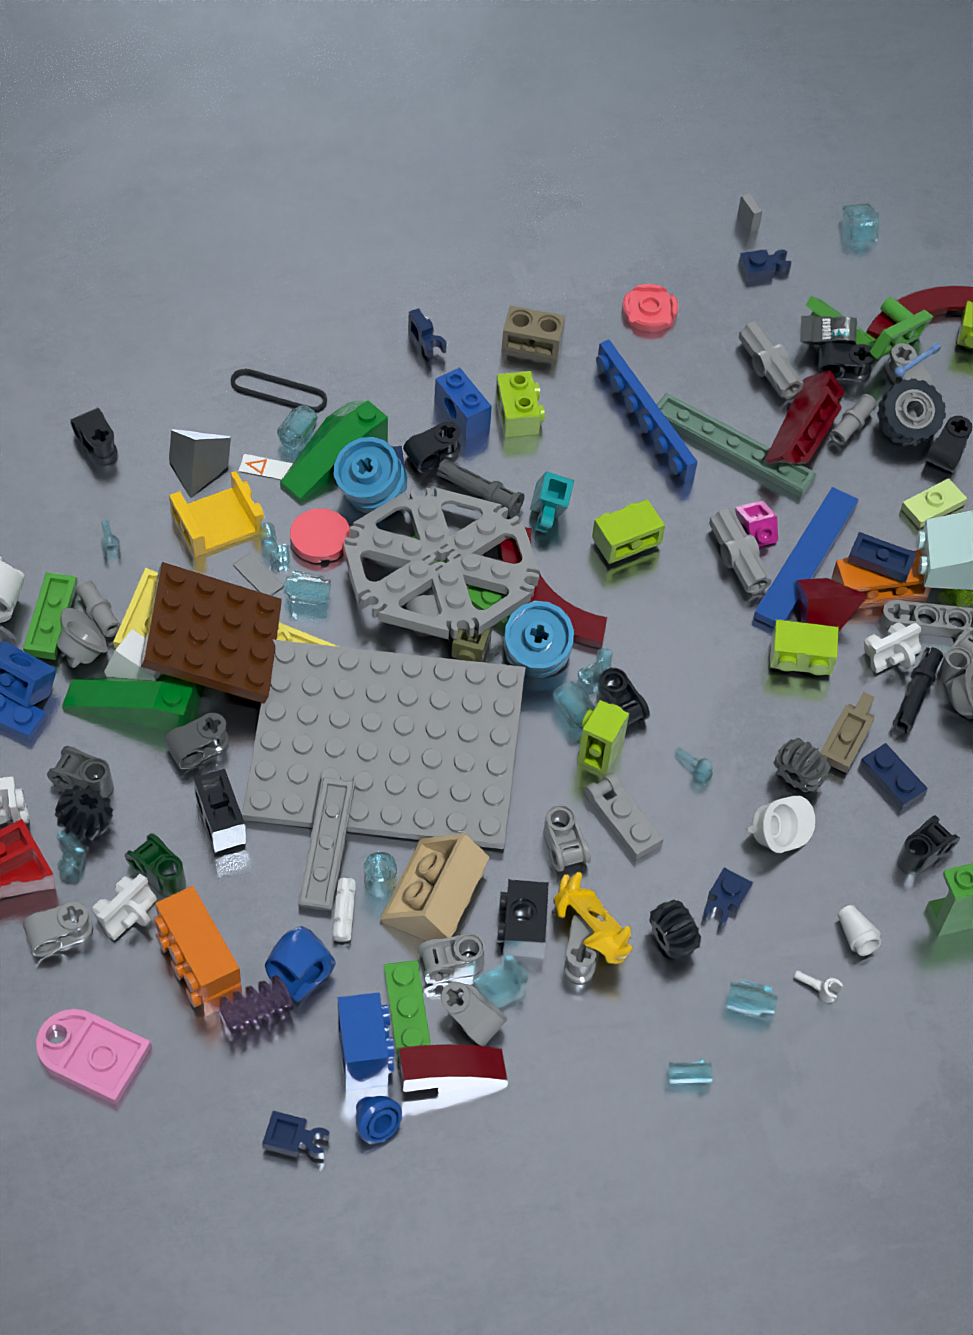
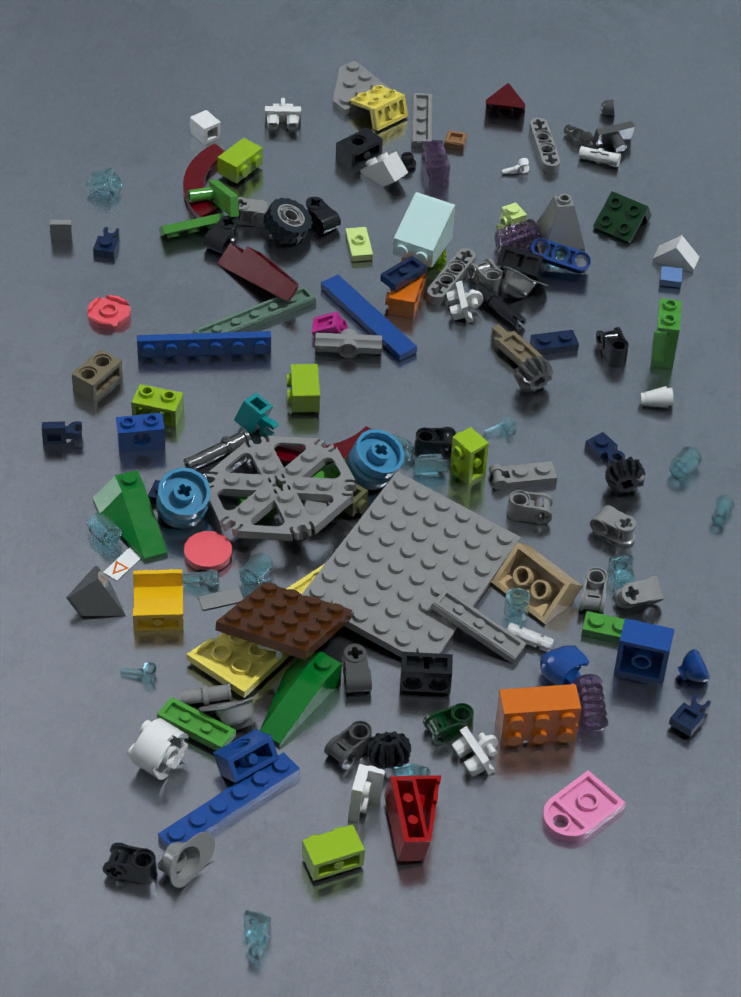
camera: 65 degrees left, 10 degrees down
(54, 929) = (476, 794): light grey piece -> none
(95, 436) = (36, 647): black piece -> none
(127, 660) = (270, 681): white slope -> none
(245, 370) = (48, 527): black piece -> none
(430, 448) = (168, 456): black piece -> none
(451, 1067) = (675, 617): dark red slope -> none
(527, 900) = (581, 545): black brick -> none
(608, 935) = (623, 503): yellow piece -> none
(770, 360) = (198, 270): light grey piece -> none
(783, 824) = (568, 403): white piece -> none
(804, 647) = (444, 340): lime brick -> none
(820, 986) = (690, 430): white hand -> none
(827, 602) = (416, 318): dark red slope -> none
(828, 329) = (196, 229): dark grey leg -> none
(853, 419) = (271, 250): light grey pin -> none
(900, 371) = (255, 210): medium blue hinge -> none

